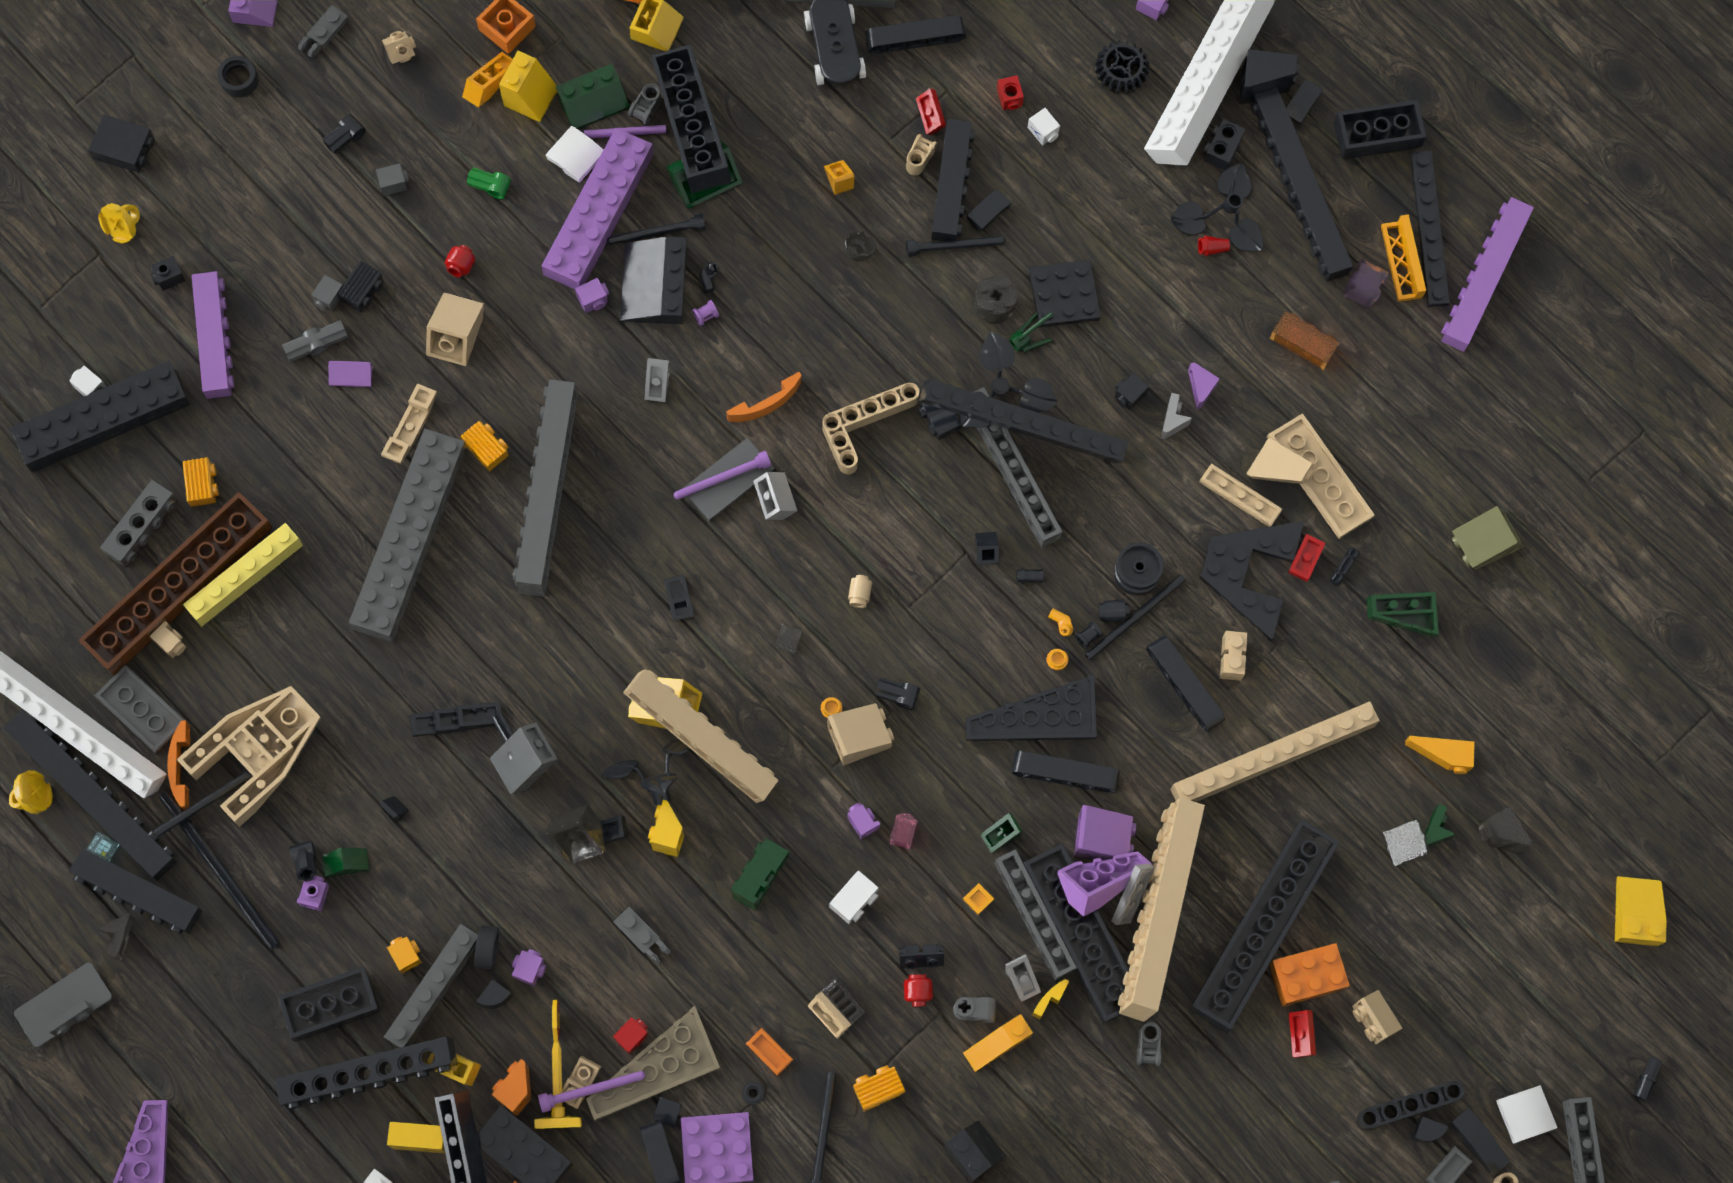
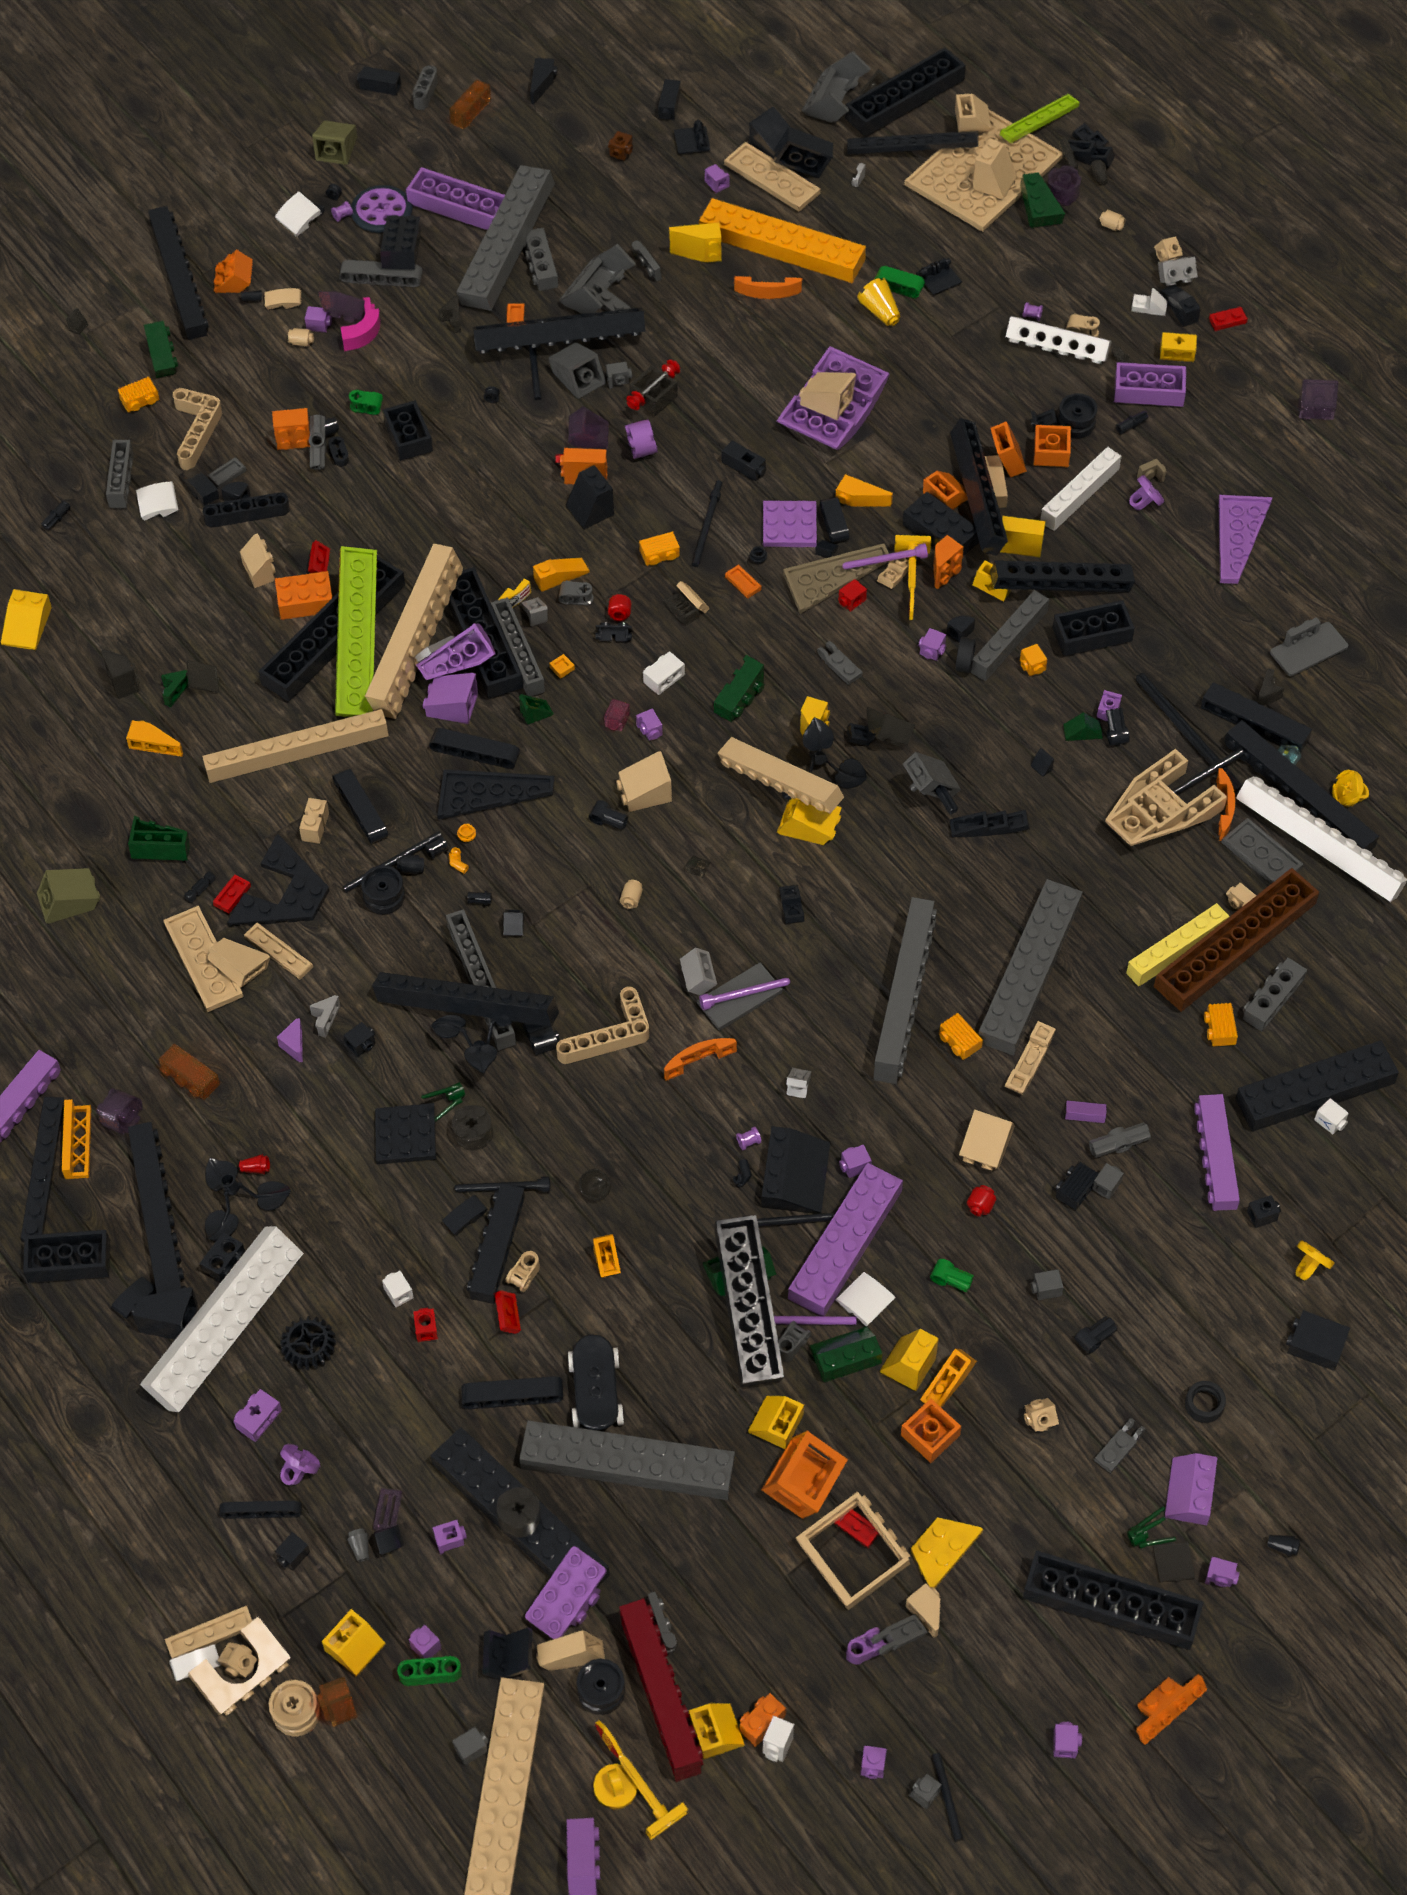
camera: 170 degrees left, 15 degrees down
(831, 706) = (666, 810): light orange plate -> none
(1234, 909) = (355, 630): none -> lime plate

